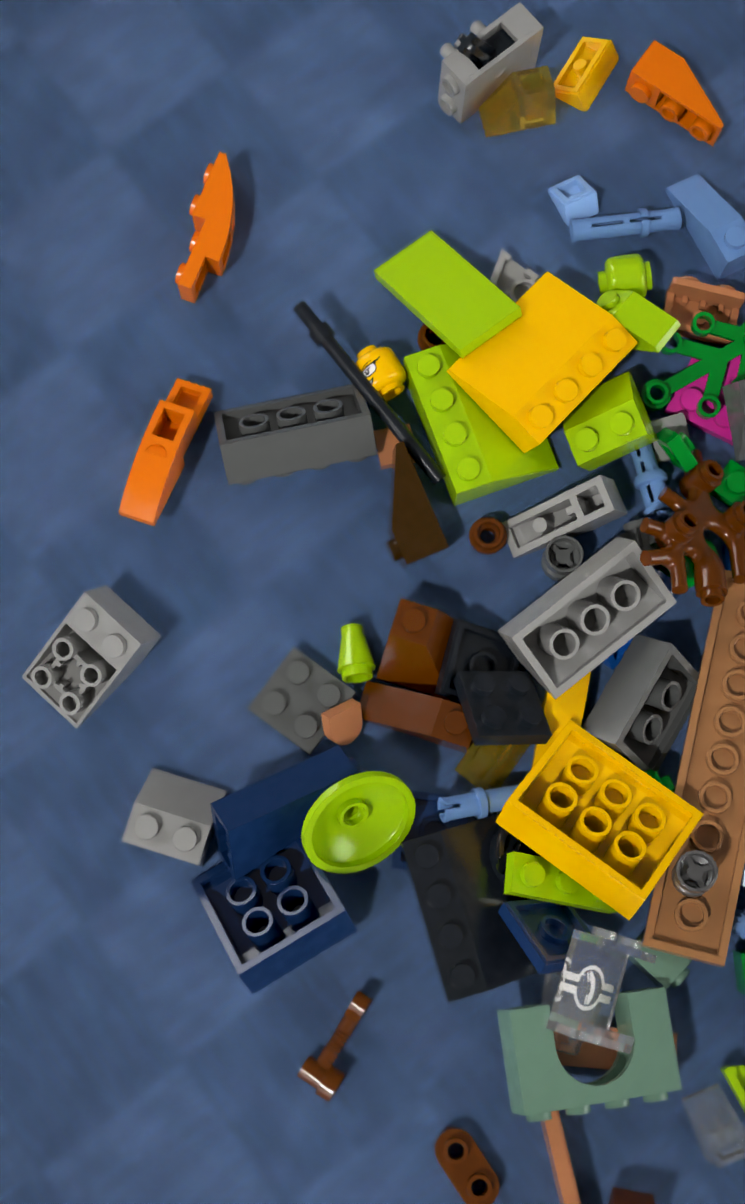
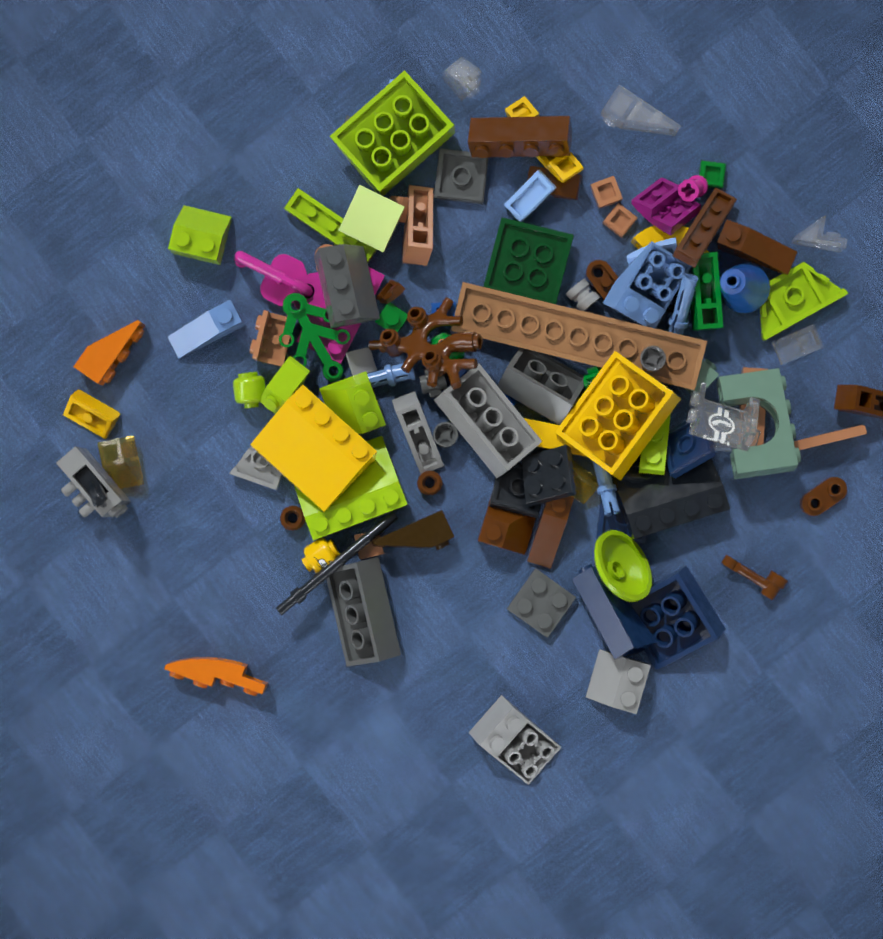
camera: 85 degrees left, 10 degrees up
(162, 451) = (377, 698): orange slope -> none
(343, 722) = (556, 576): nougat tile -> none
(355, 657) = (511, 569): lime cone -> none
(447, 293) = (265, 511): lime tile -> none
(574, 199) = (188, 422): light blue slope -> none
(626, 224) = (204, 358): medium blue pin -> none
(677, 448) = (371, 358): green plate -> none

